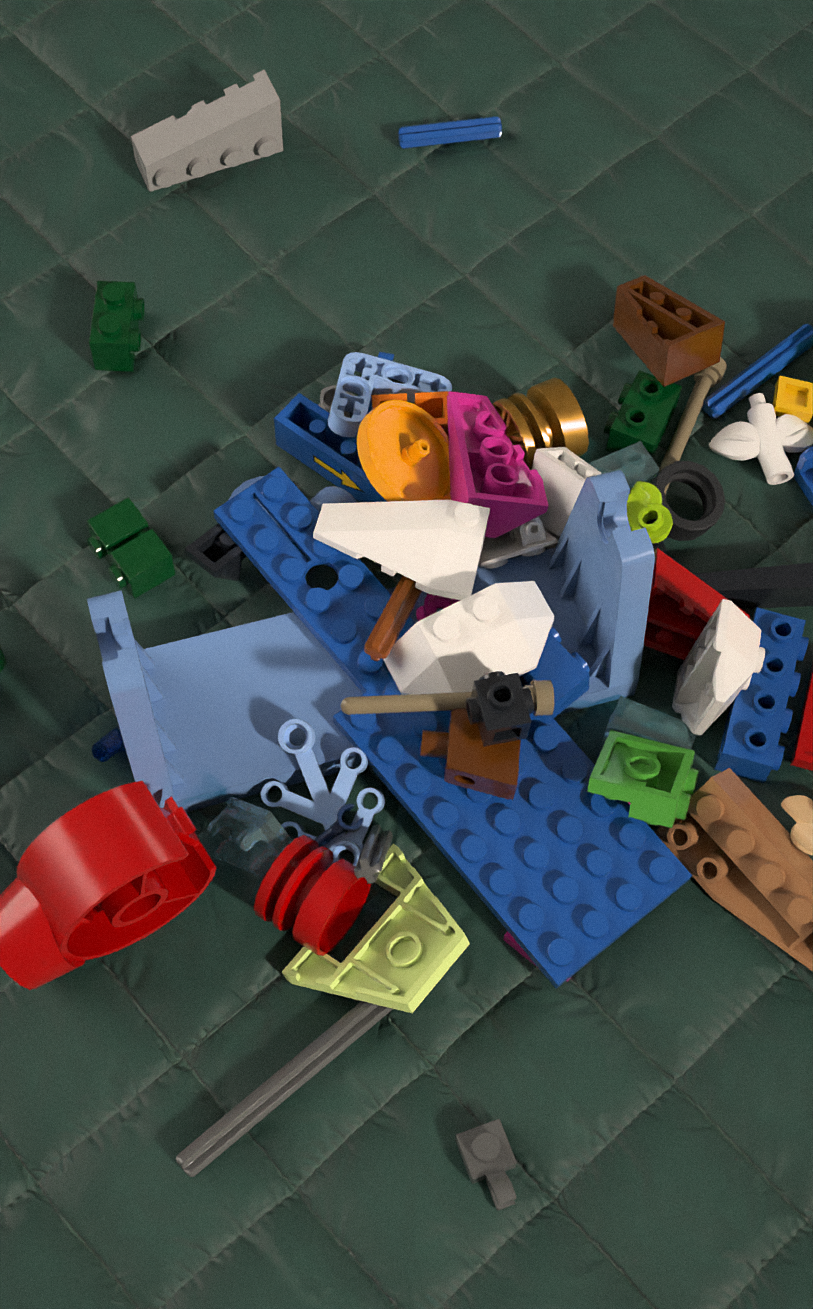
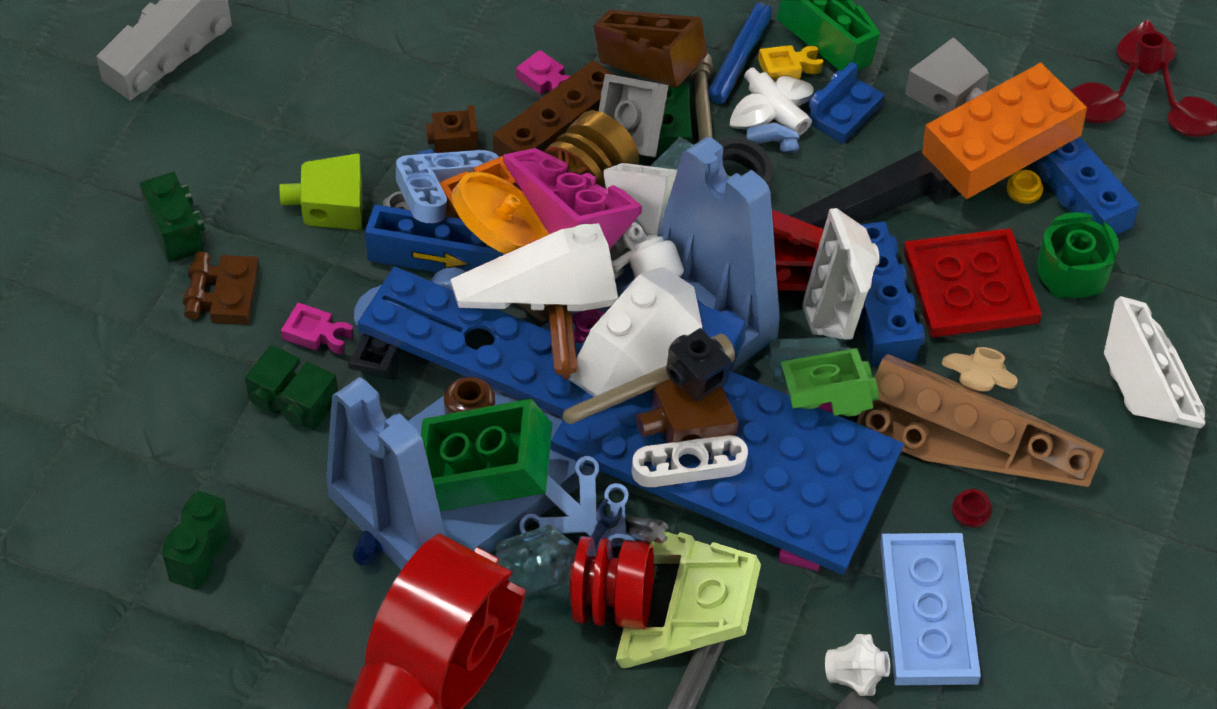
camera: 25 degrees left, 10 degrees down
(135, 424) = (234, 288): none -> reddish brown plate
(185, 493) = (313, 326): none -> dark pink plate
(249, 707) = (488, 453): none -> green brick
(271, 645) = (468, 394): none -> reddish brown head
(274, 359) = (328, 192): none -> lime torso
(426, 345) = (453, 131): none -> reddish brown brick
(488, 795) = (679, 474): none -> white beam
(514, 1096) = (857, 665): none -> white rock
(539, 564) = (656, 254): none -> white head
(551, 316) = (541, 72): none -> dark pink plate
(576, 357) = (553, 113): none -> reddish brown brick
(606, 394) = (637, 107): none -> light grey plate
(624, 1067) = (929, 609): none -> light blue plate
(730, 975) = (972, 508): none -> dark red plate
(747, 472) = (775, 132): none -> medium blue arm

